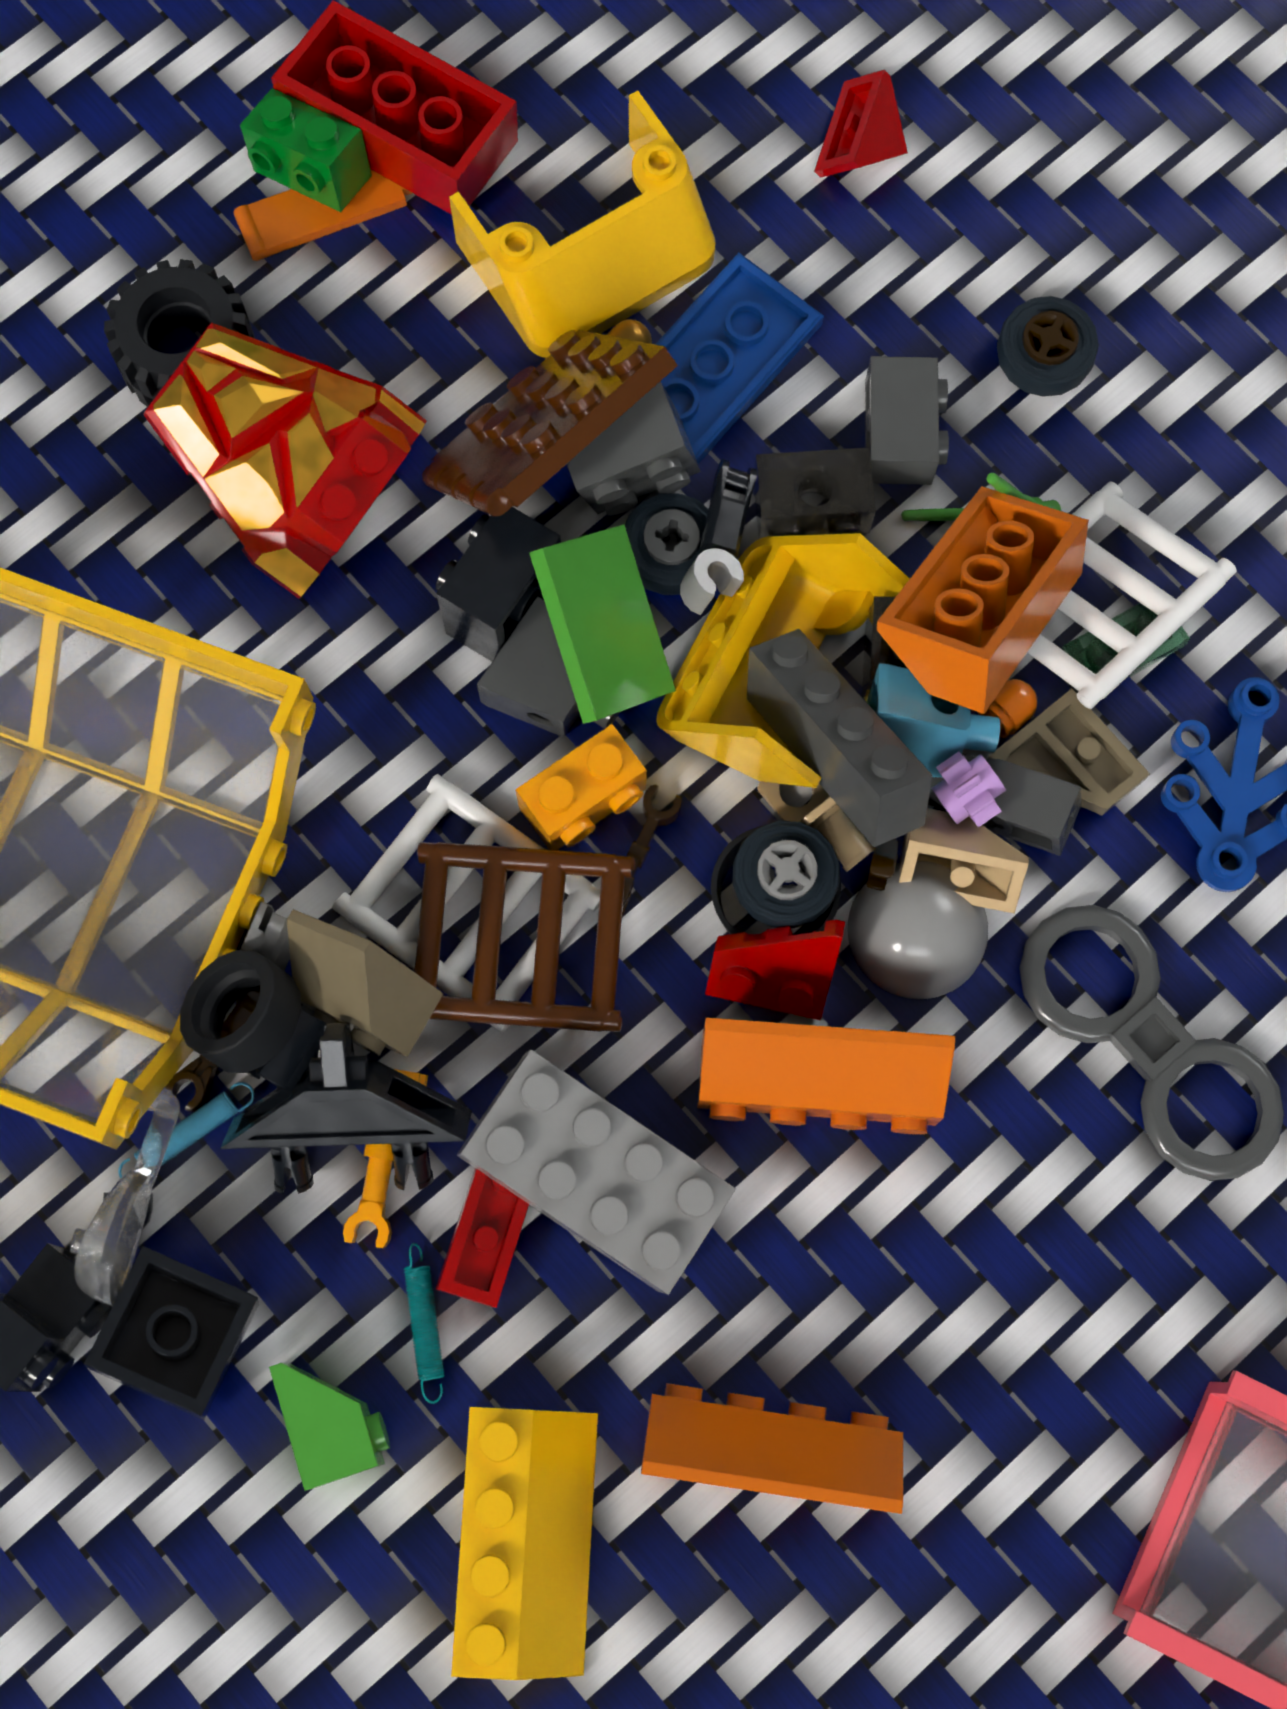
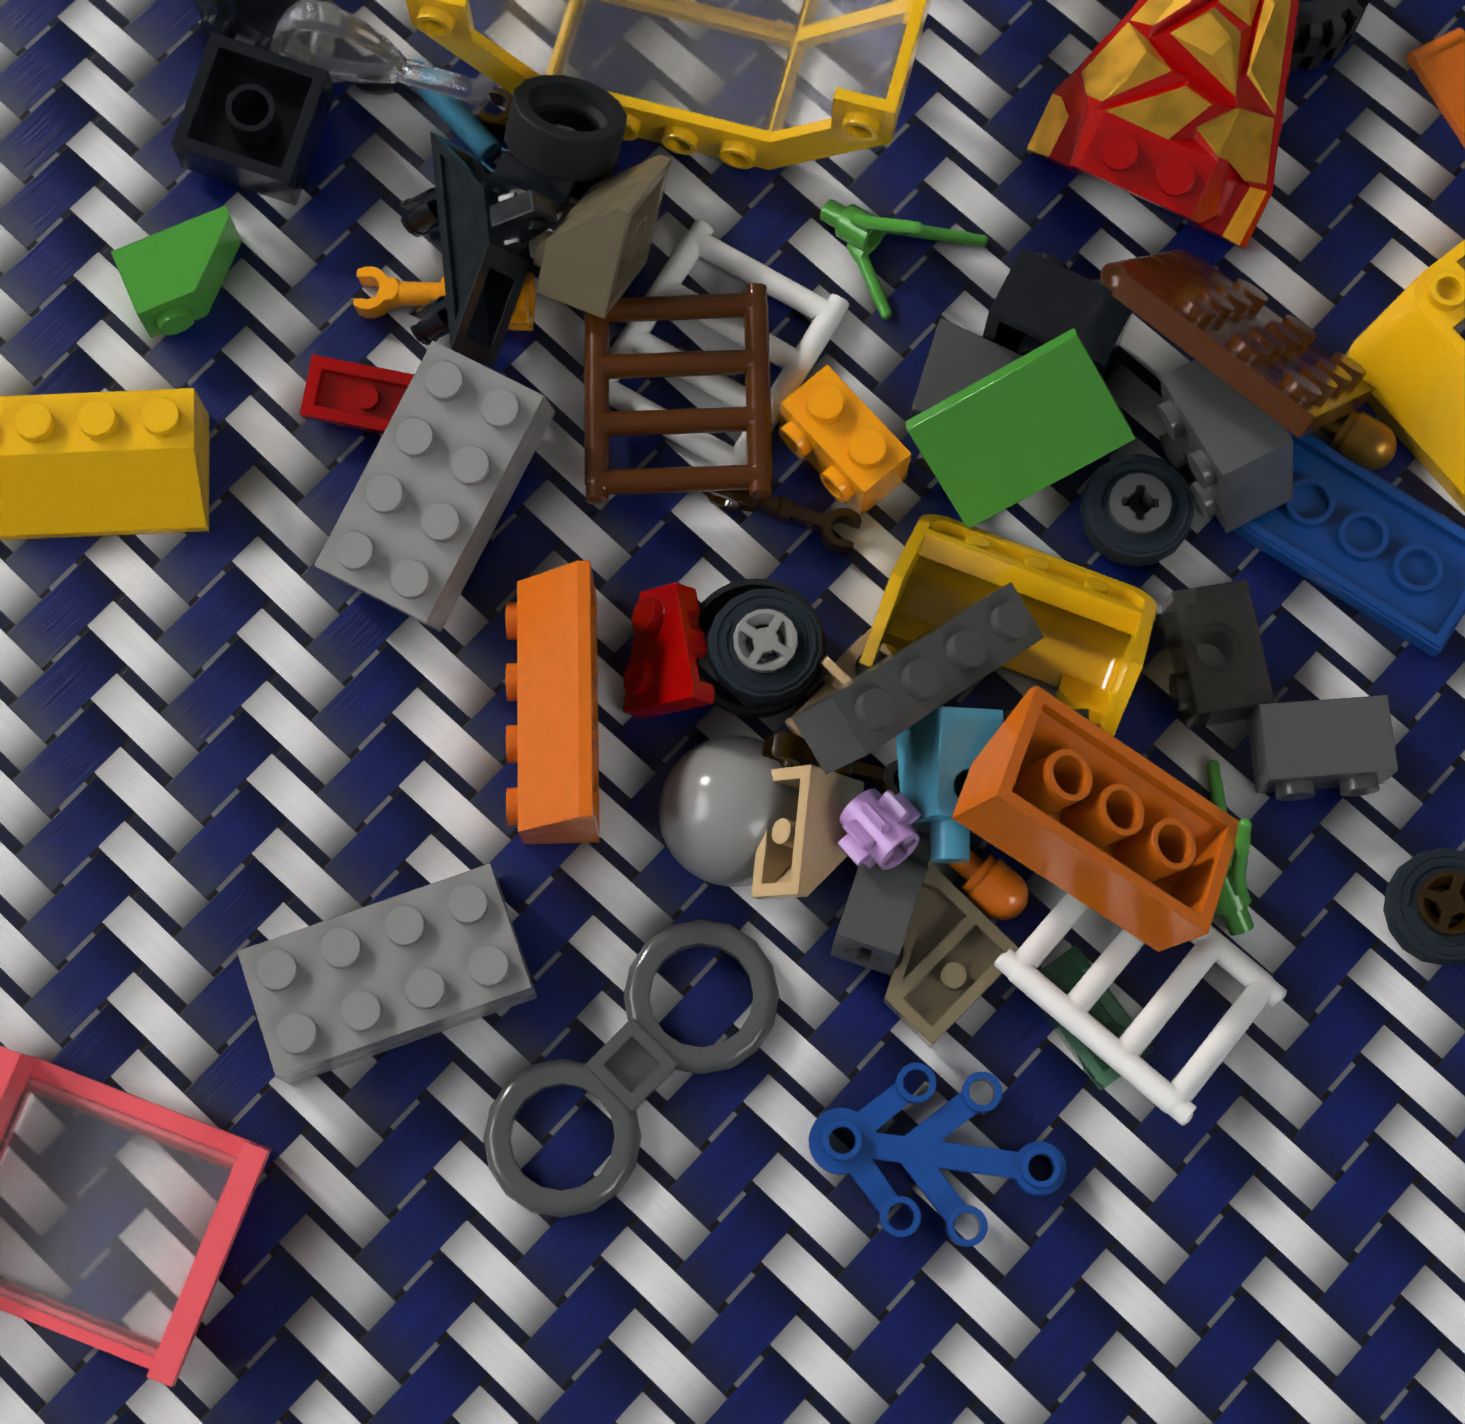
camera: 85 degrees right, 0 degrees up
(268, 936) = (650, 143): light grey wheel -> none
(364, 750) = (865, 231): none -> bright green plant
(424, 1323) = (283, 354): teal piece -> none
(720, 541) = (1147, 550): piece -> none
(773, 1451) = (166, 686): orange slope -> none
(1065, 1254) = (386, 975): none -> light grey brick

